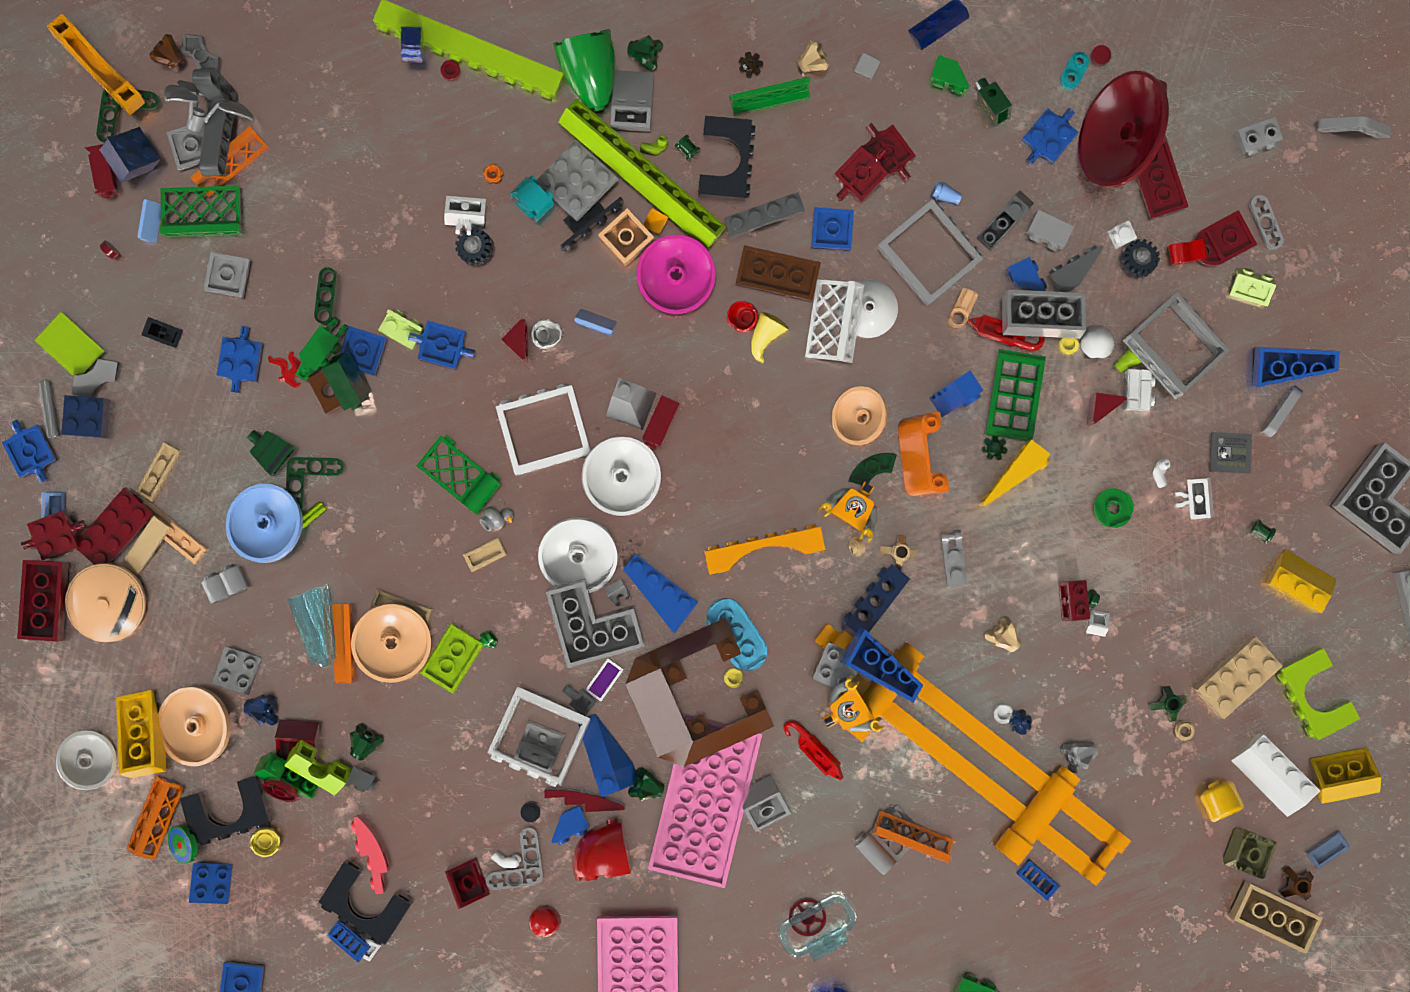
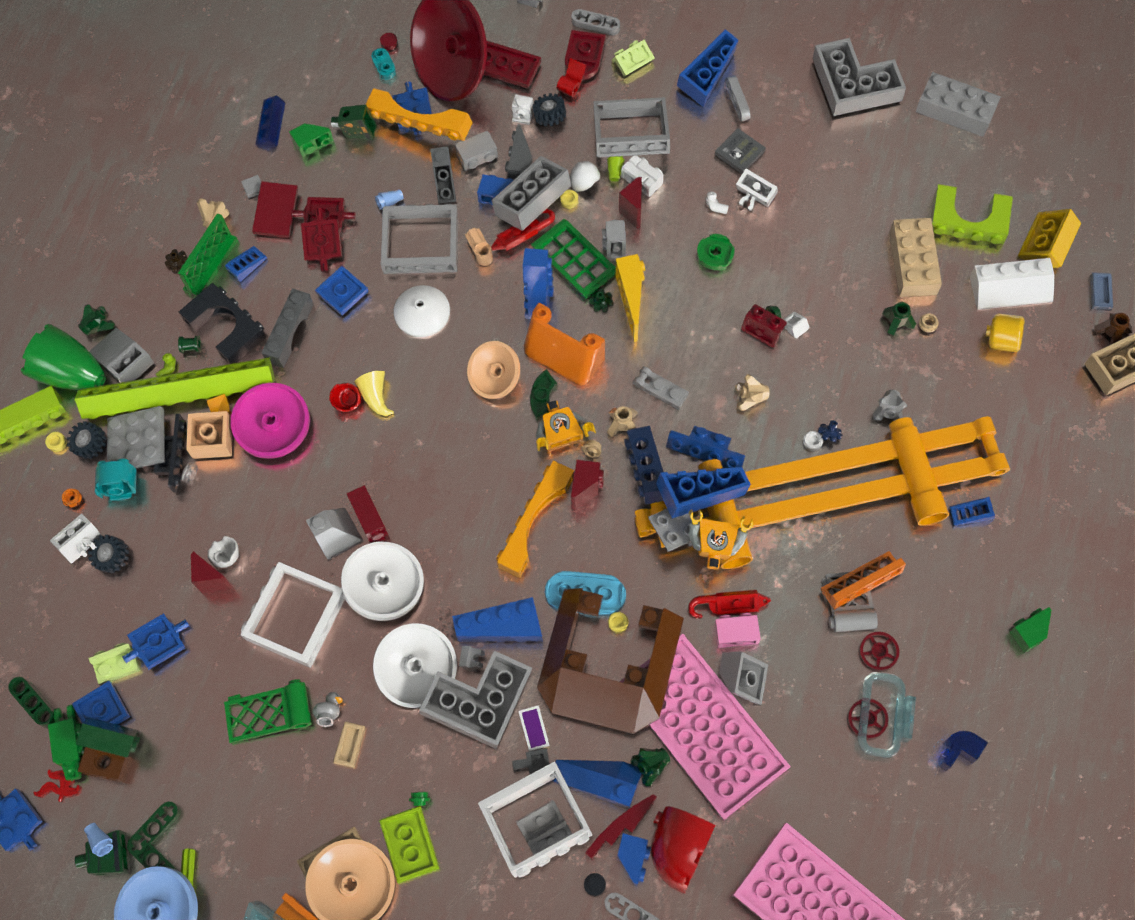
camera: 50 degrees left, 20 degrees down
(275, 440) = (98, 840): none -> light blue cone
(525, 116) = (56, 441): none -> light yellow tile
(545, 142) = (86, 440): none -> black wheel
(585, 248) = (189, 473): none -> clear tile
(595, 322) = (251, 511): light blue slope -> none
(778, 273) = (338, 351): reddish brown plate -> none
(780, 132) = (244, 271): none -> blue slope
(796, 772) = (737, 630): none -> bright pink brick
(822, 567) = (586, 483): none -> dark red slope
(849, 320) = (420, 327): white fence -> none
(860, 106) = (275, 209): none -> dark red tile
(867, 888) = (879, 651): none -> dark red wheel
(931, 634) = (705, 446): none -> blue bracket
(1052, 191) = (449, 123): none -> light orange arch
(1055, 418) = (614, 239): none -> light grey brick
(1249, 853) = (1063, 344): olive slope -> none
(1262, 531) = (816, 168): dark green bush -> none
(1301, 581) = (876, 170): yellow slope -> none

